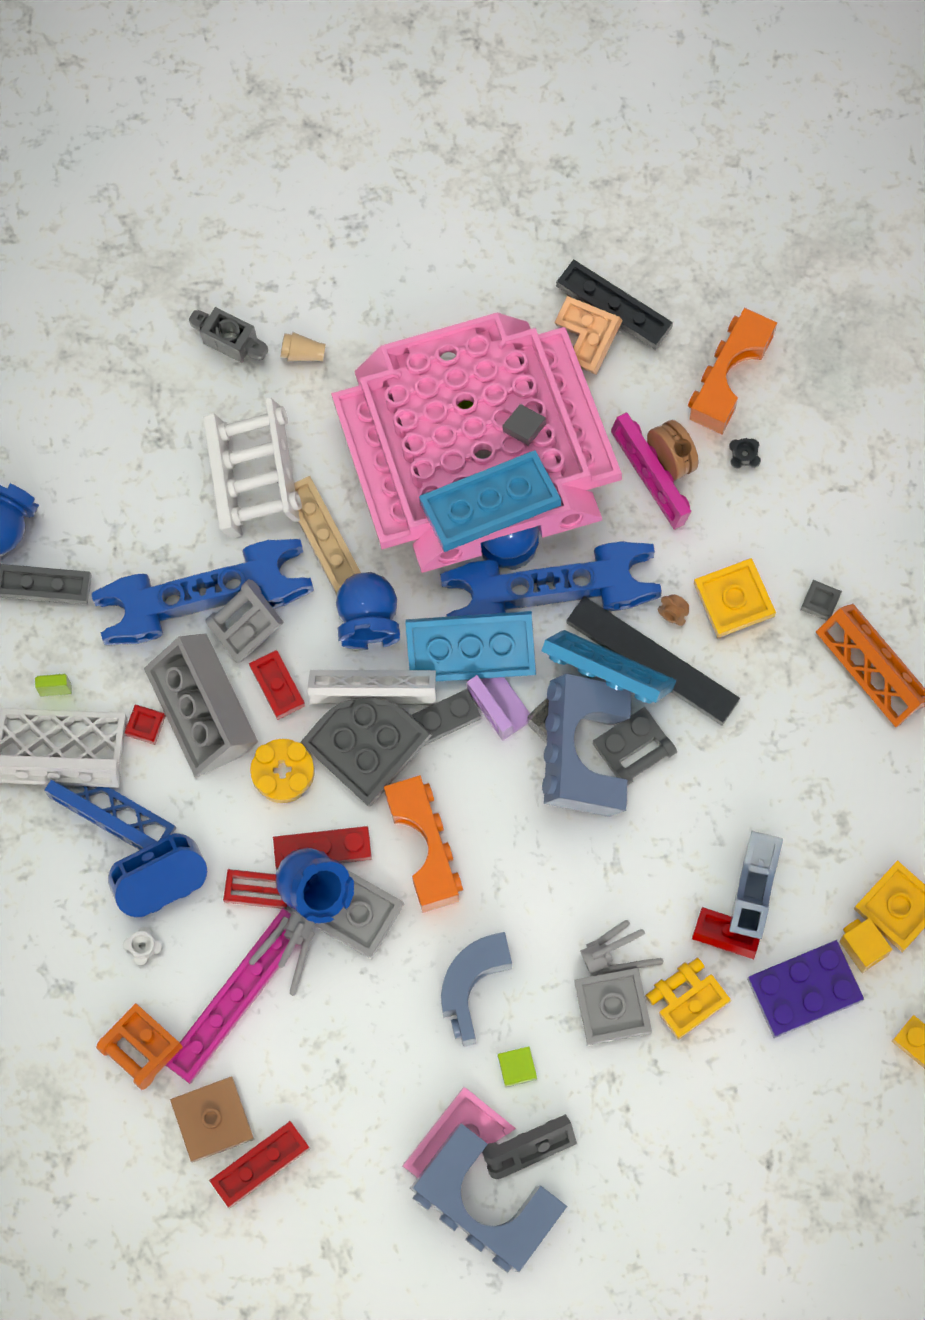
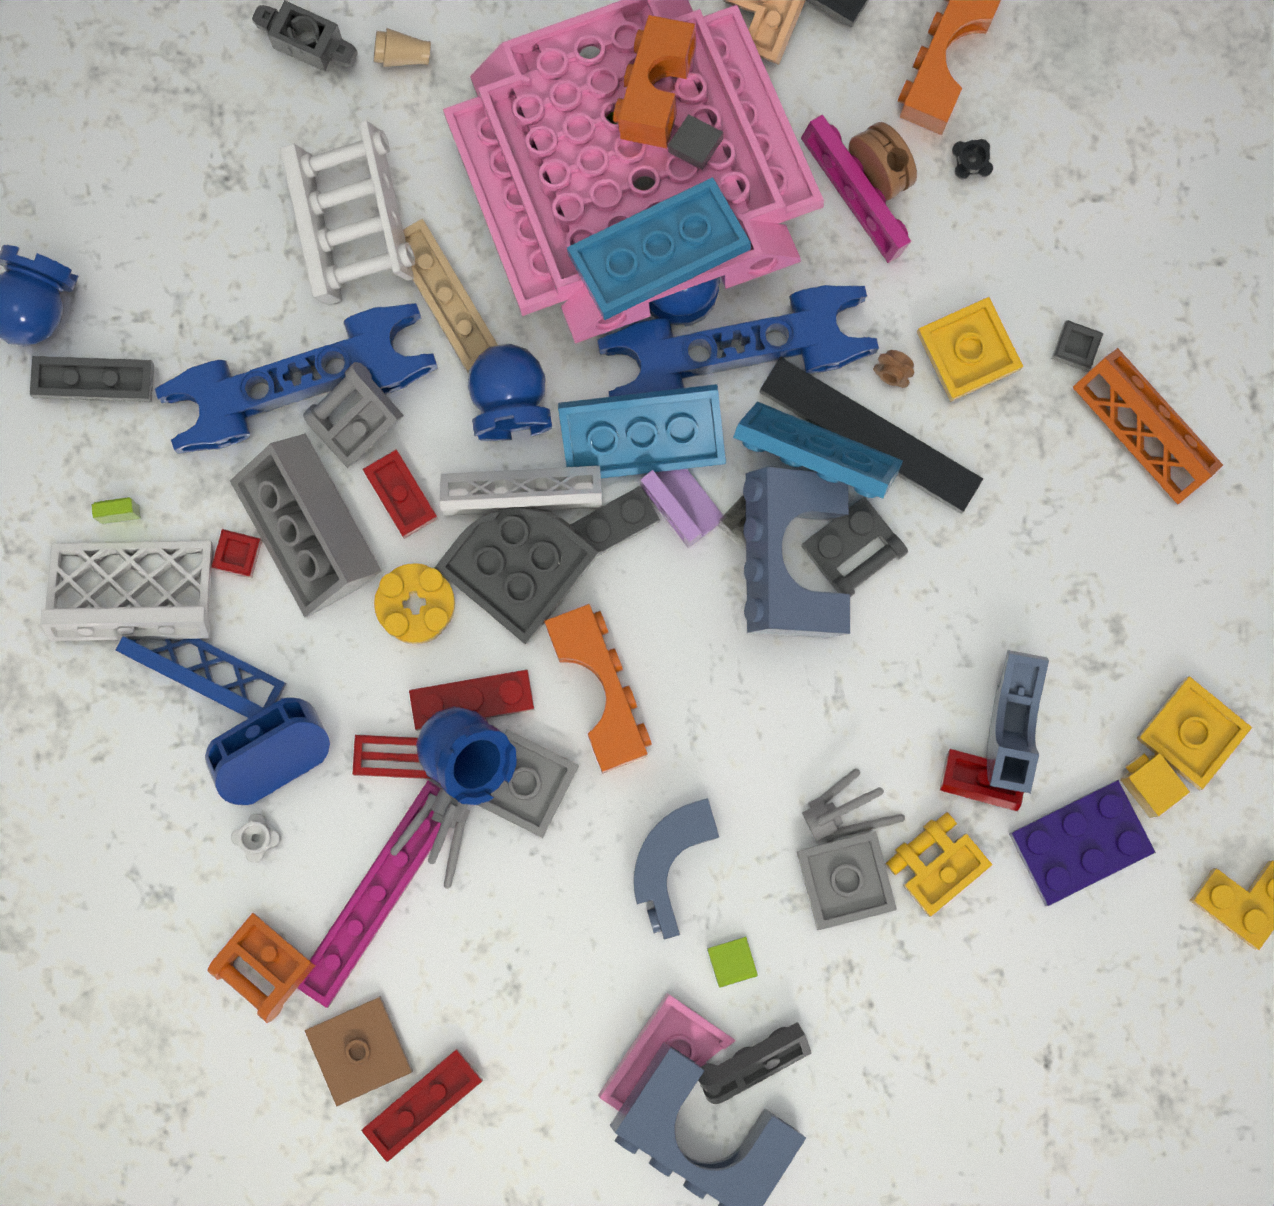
camera: 10 degrees left, 10 degrees up
(503, 356) = (662, 51): none -> orange arch

